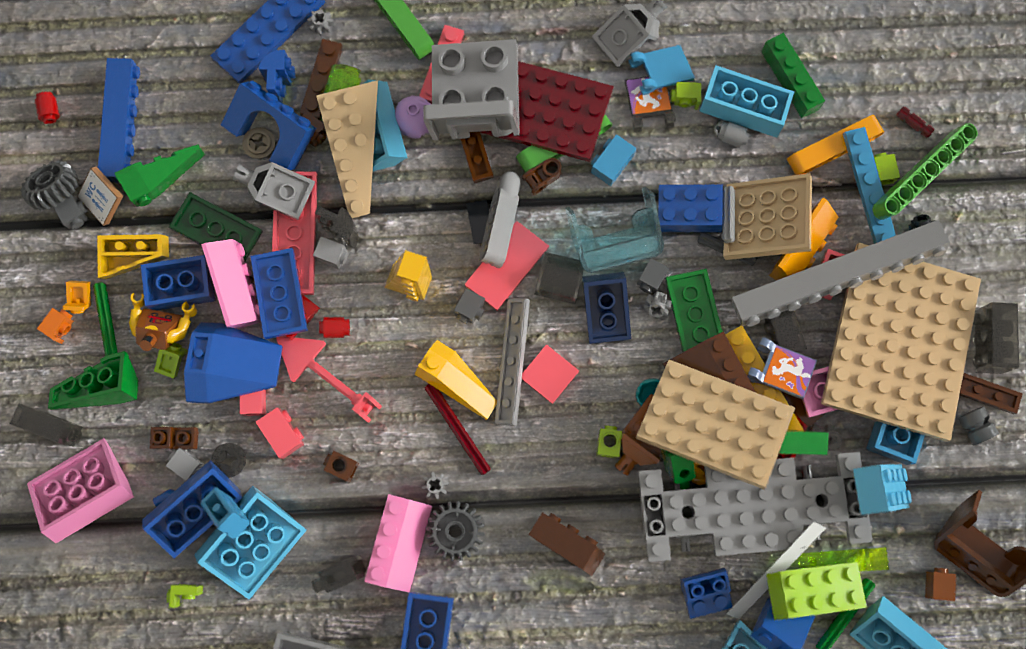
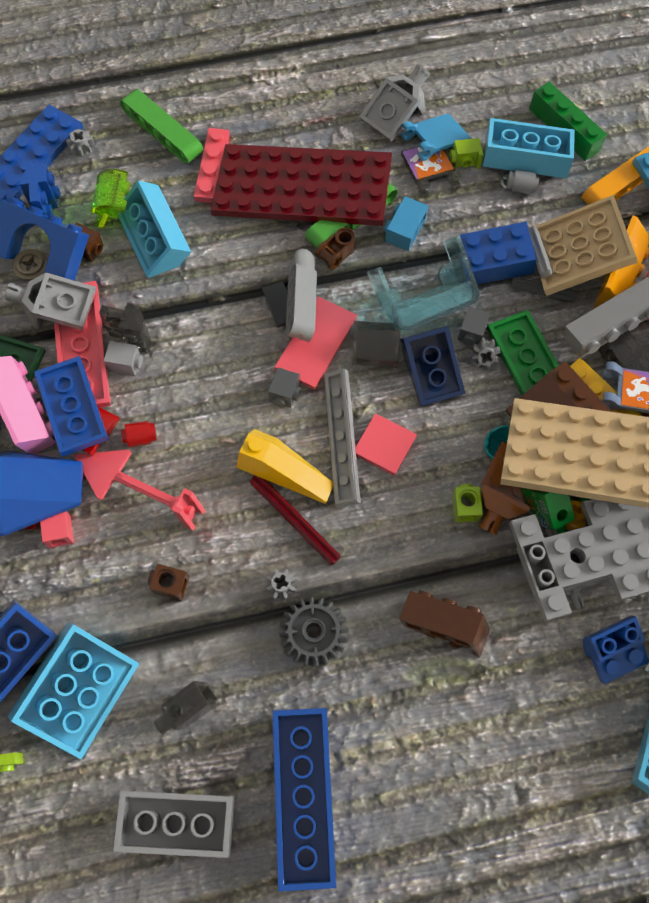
camera: 10 degrees left, 10 degrees down
(225, 513) = (37, 652): dark azure brick -> none
(233, 450) = (42, 588): clear smoke gear -> none
(280, 432) = (93, 557): coral brick -> none
(327, 56) = (85, 193): reddish brown plate -> none
(350, 129) = (127, 232): tan wing -> none
(398, 543) = (249, 658): bright pink slope -> none
(410, 116) = (192, 214): lavender cylinder -> none
(410, 276) = (214, 359): yellow wedge -> none
(474, 89) = (252, 164): light grey piece -> none
(477, 157) = (262, 240): reddish brown plate -> none

